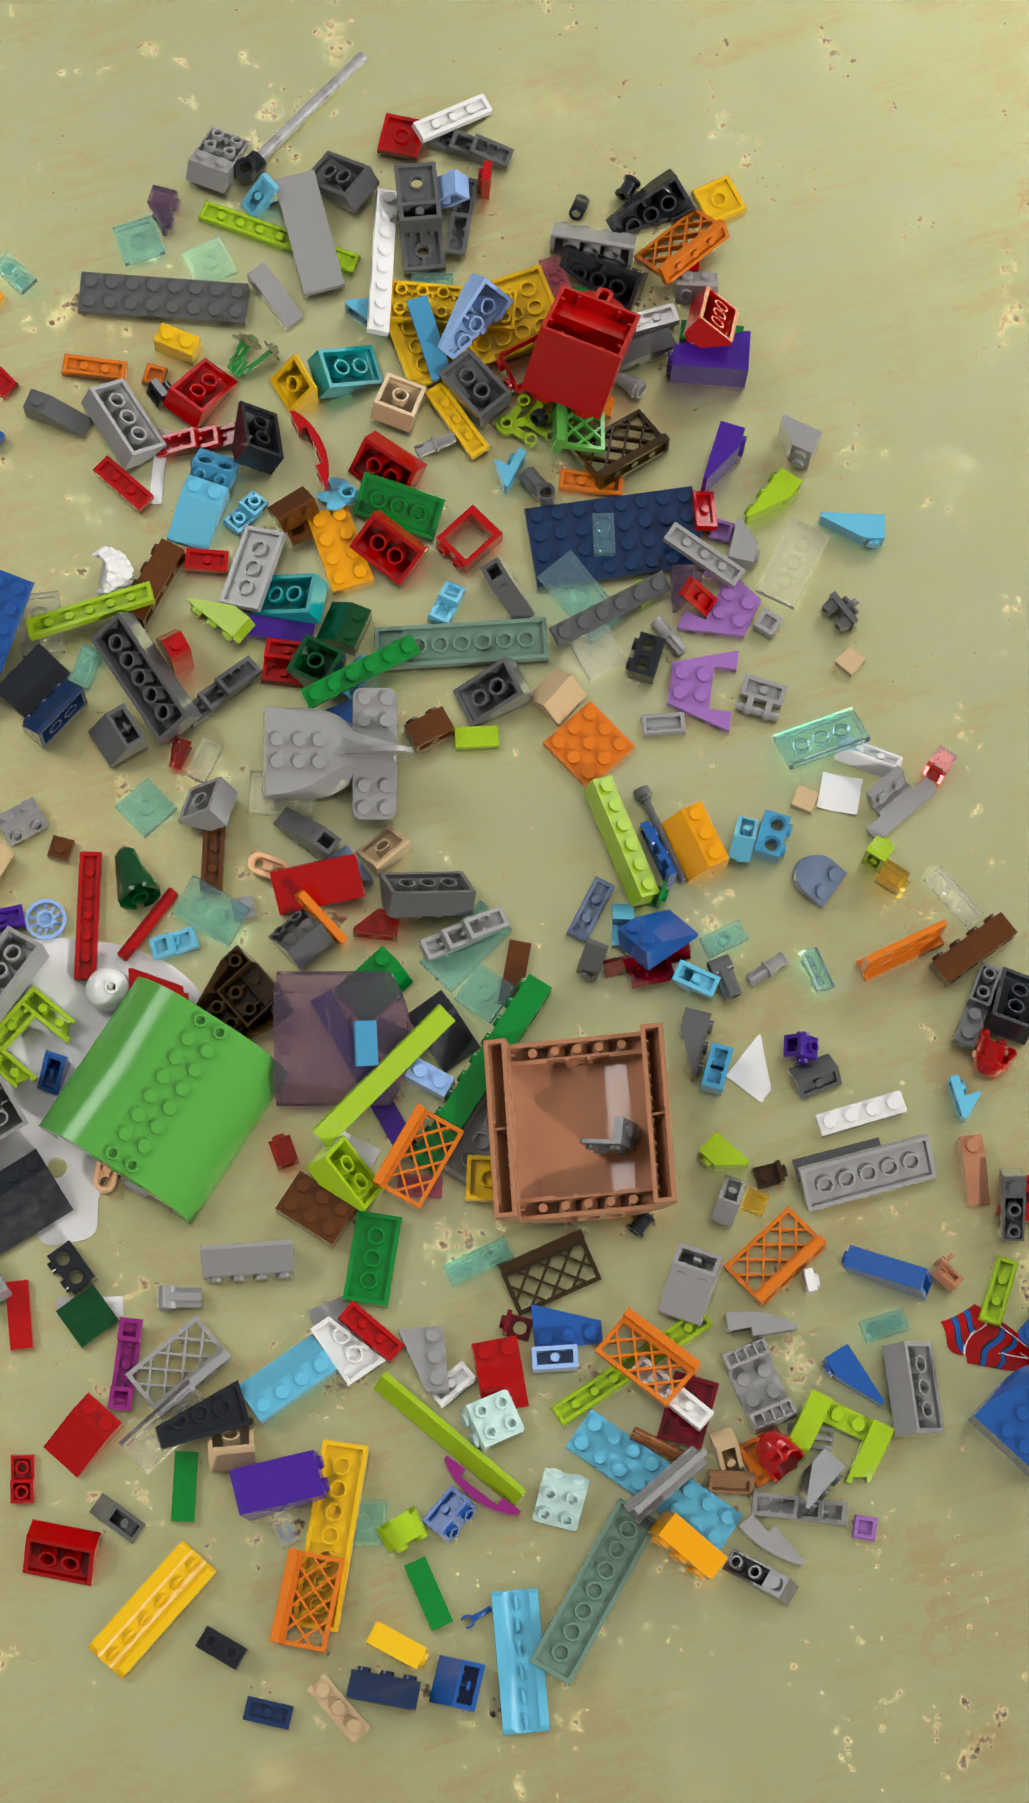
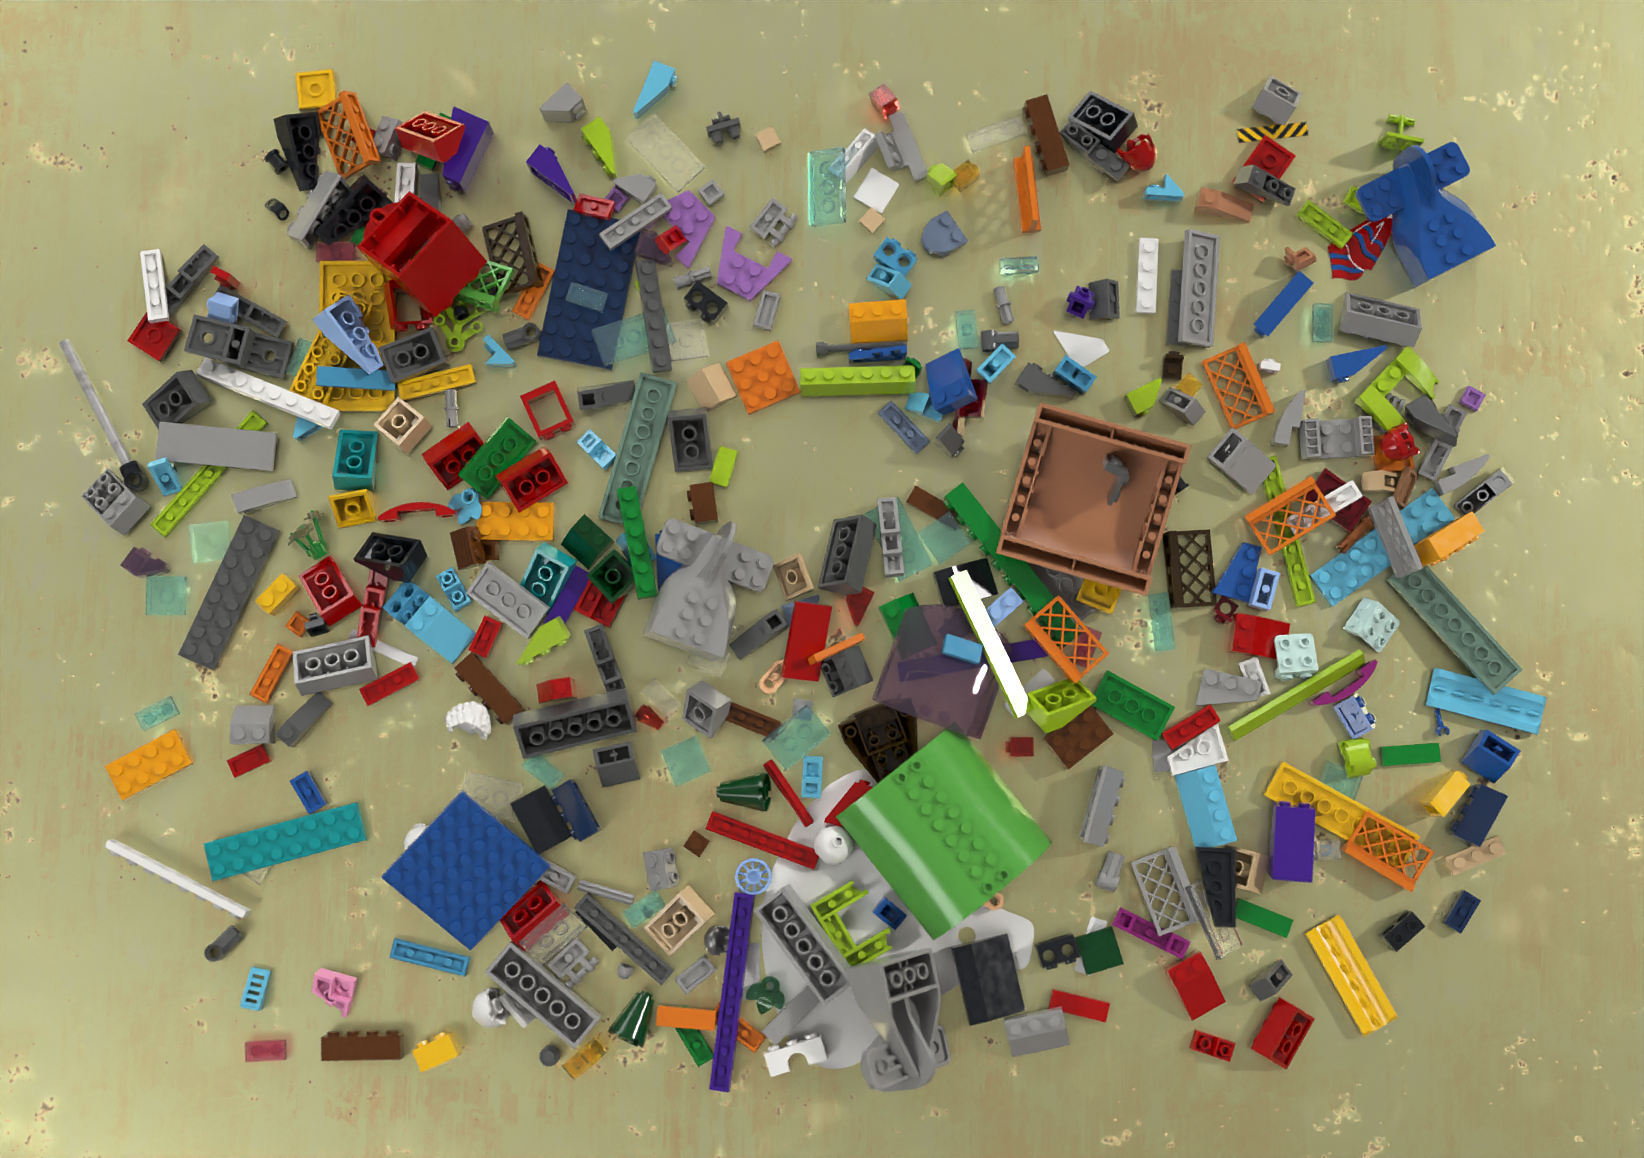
camera: 70 degrees left, 10 degrees up
(34, 367) = (253, 725): none -> light grey slope
(90, 610) = (498, 750): lime plate -> none

